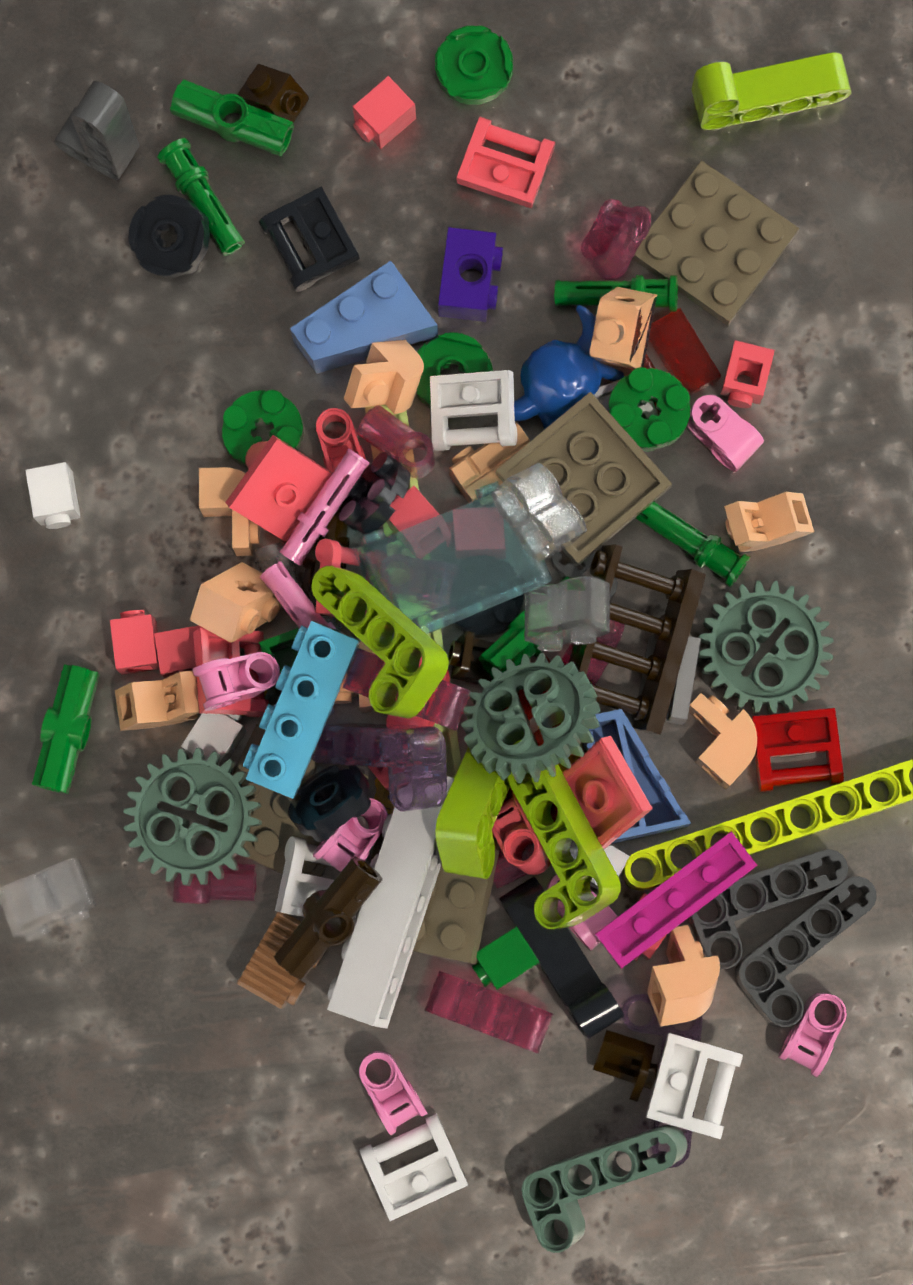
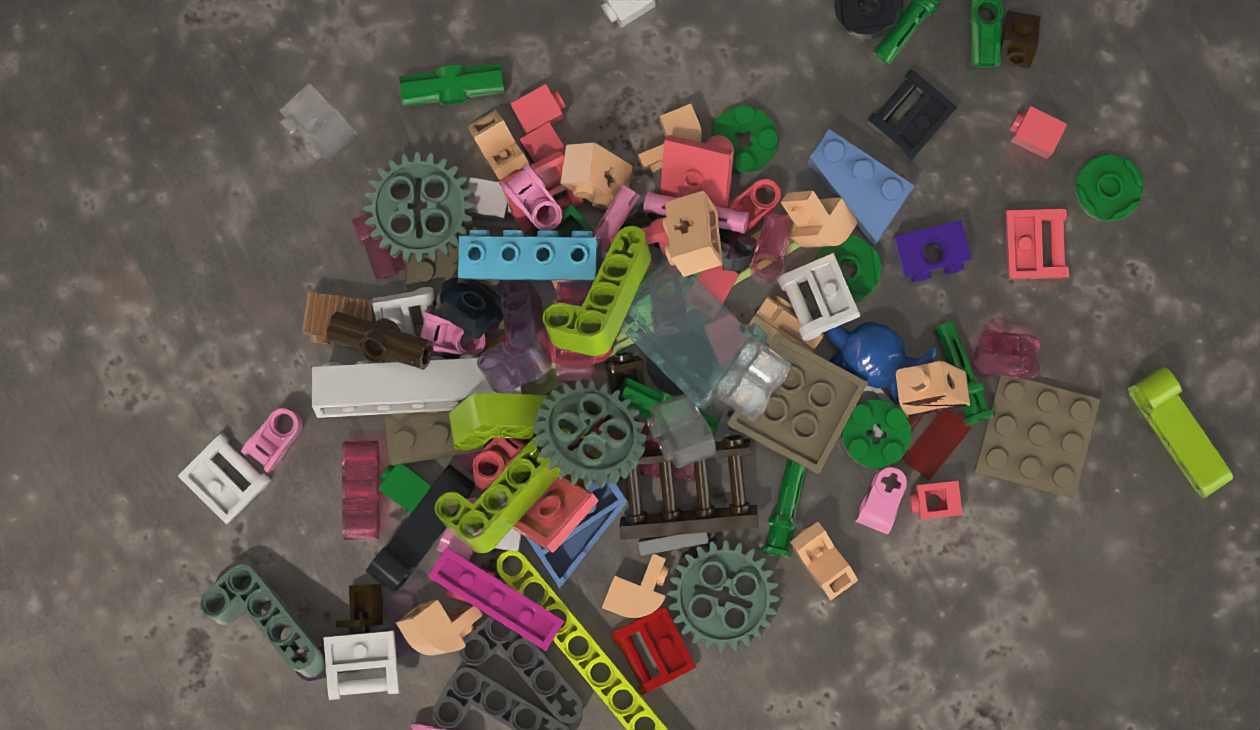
camera: 65 degrees right, 5 degrees up
(349, 513) = (692, 233): none -> light nougat brick

